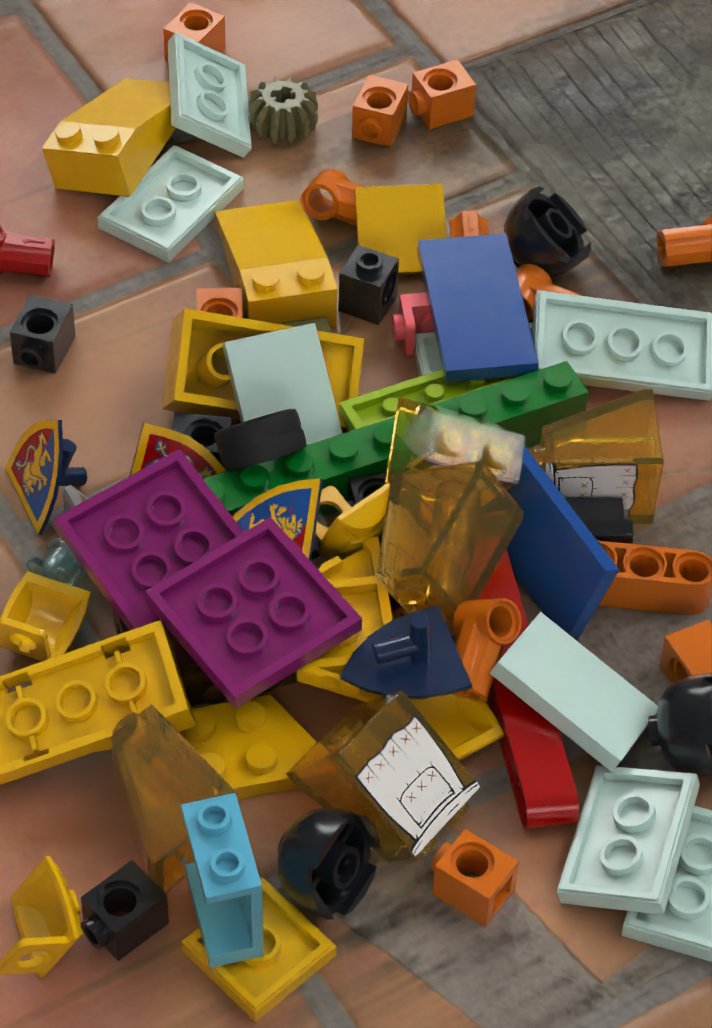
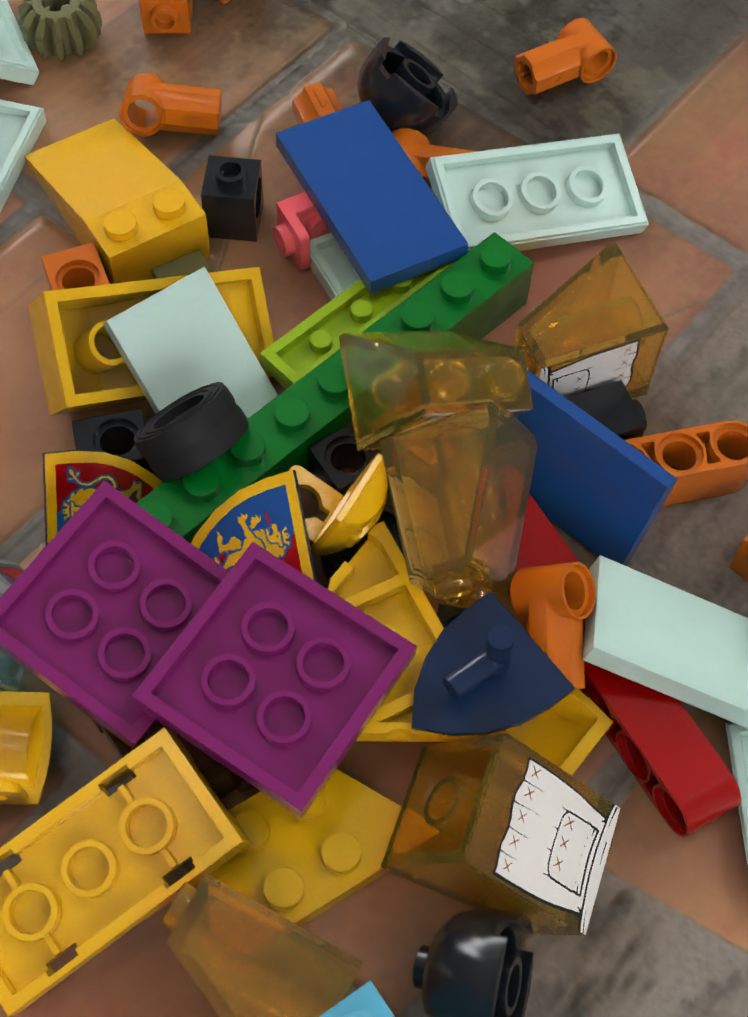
camera: 20 degrees left, 10 degrees up
(397, 217) = (241, 115): yellow tile -> none
(474, 896) = (682, 915): orange brick -> none

